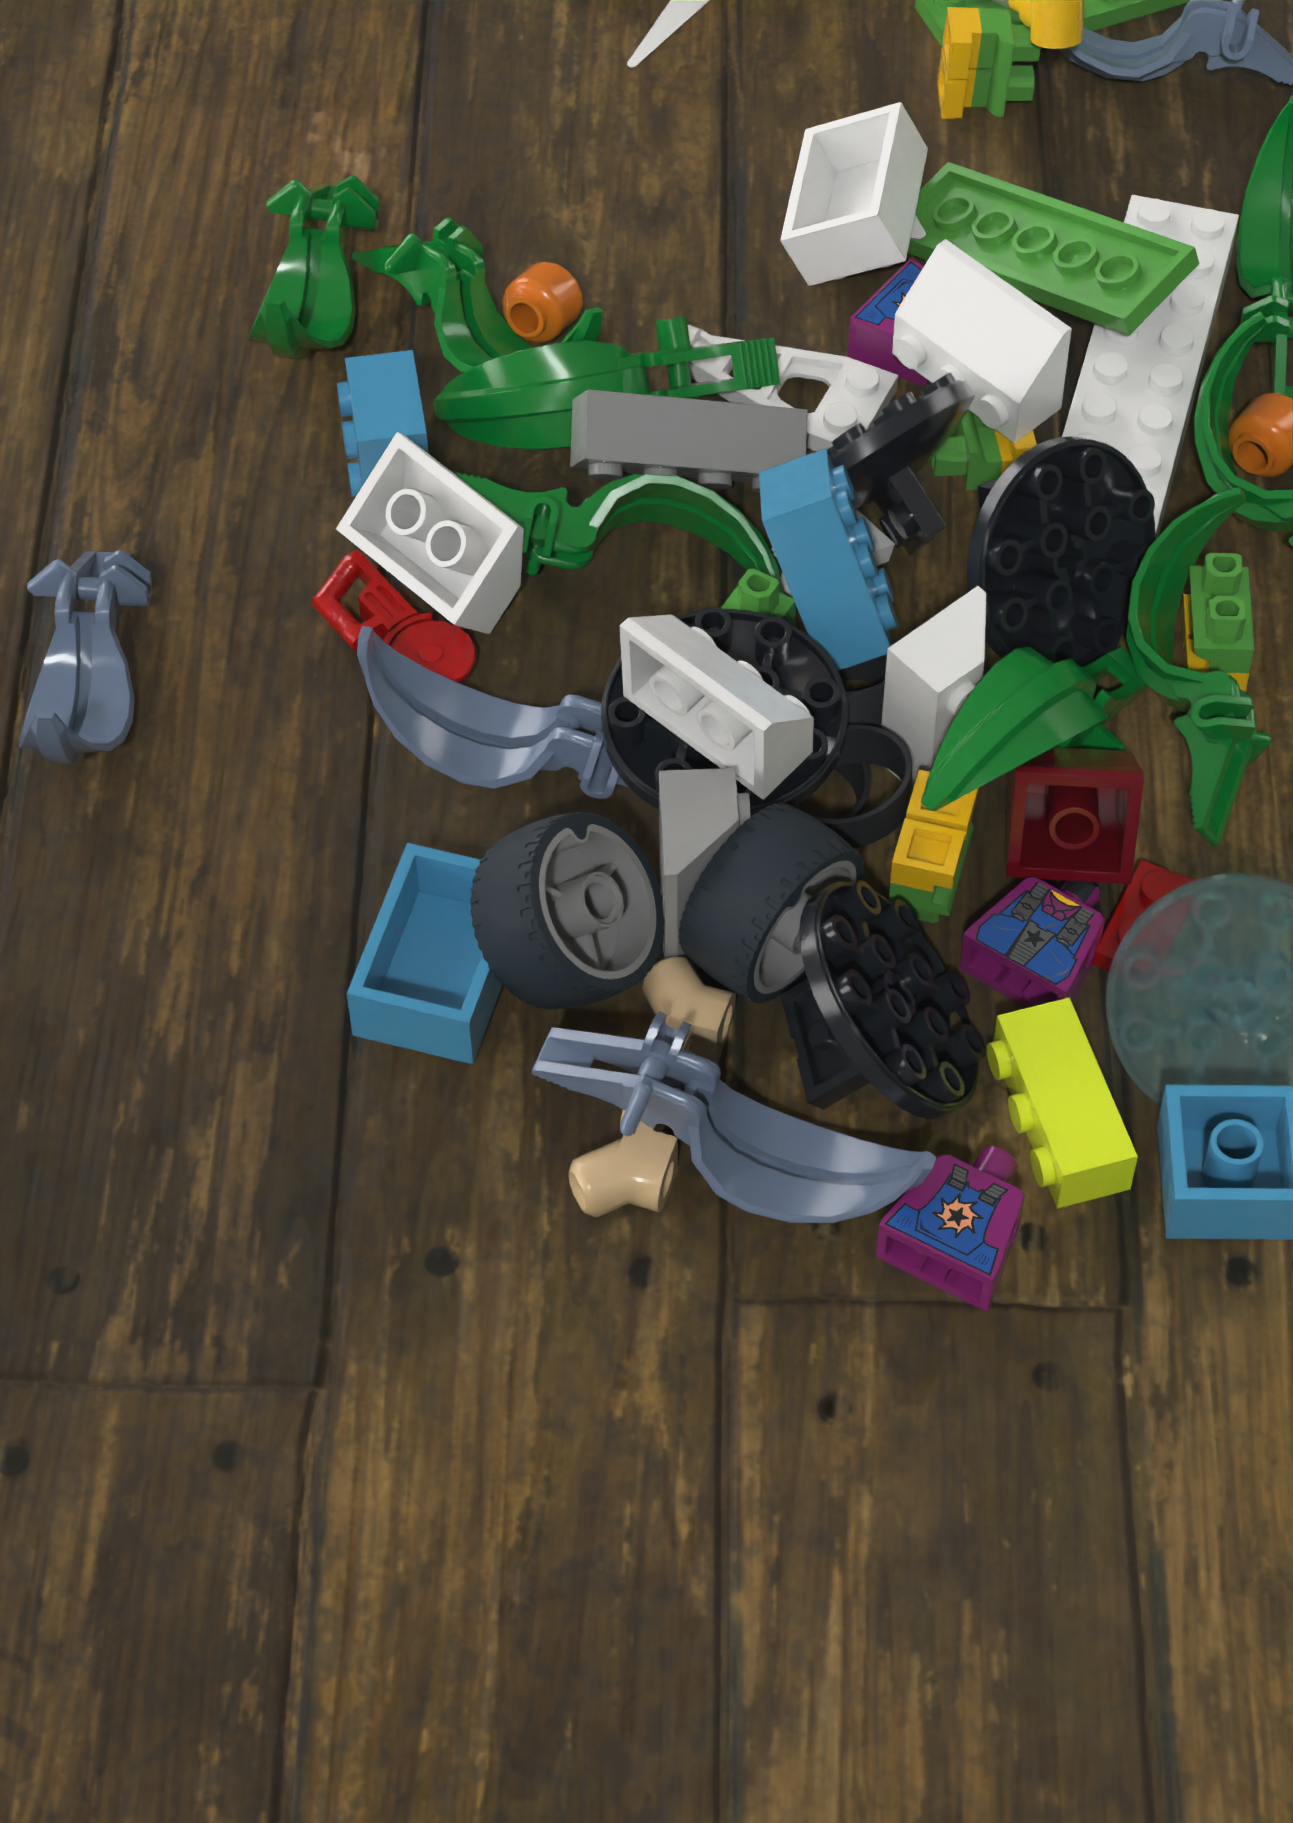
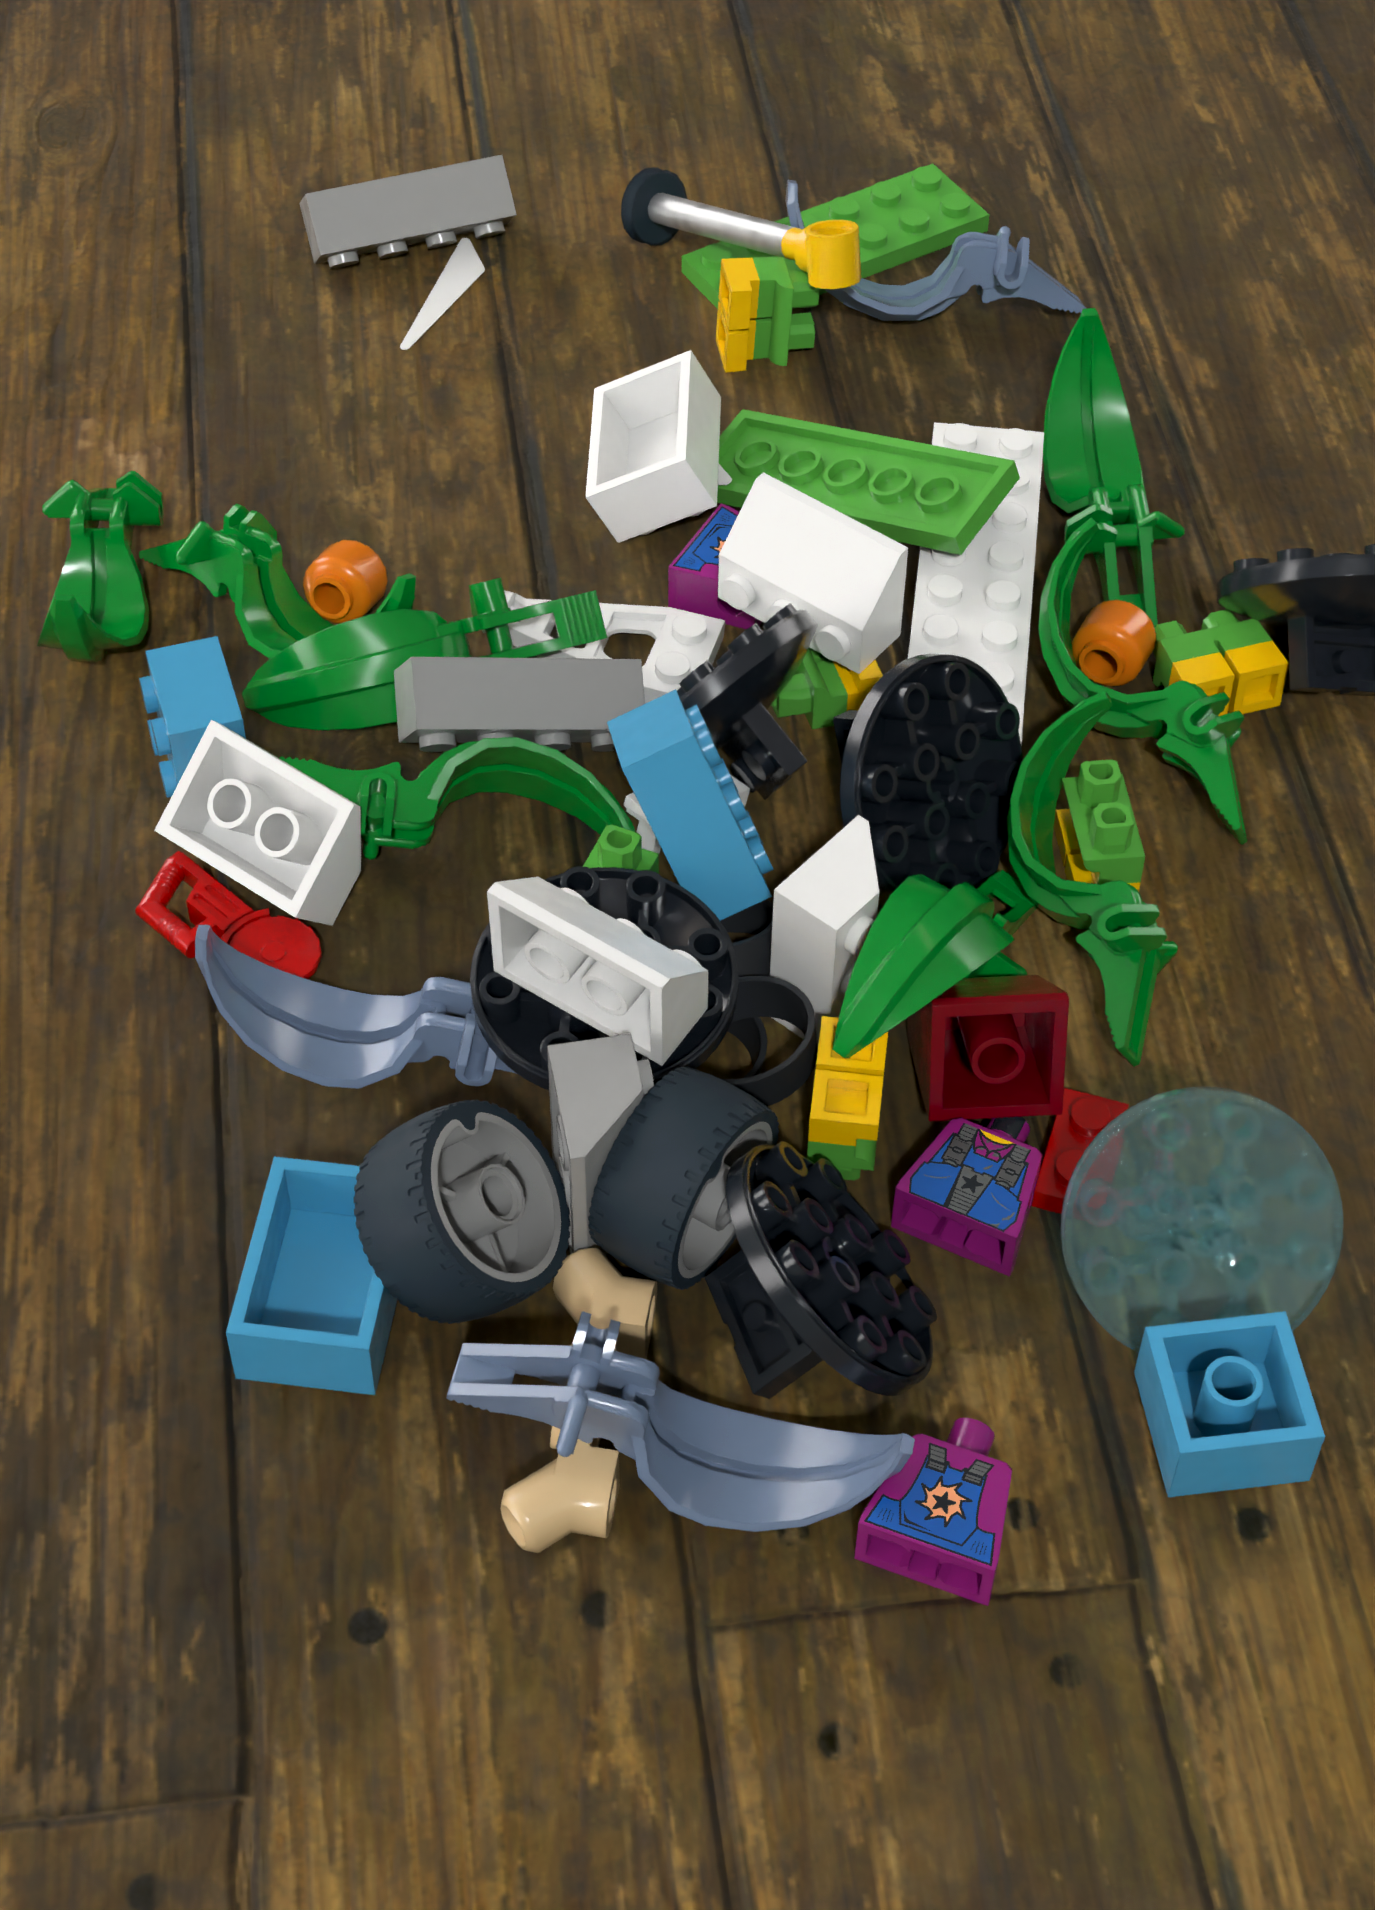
camera: 10 degrees left, 5 degrees down
(1062, 1103) = (1031, 1361): neon yellow brick -> none

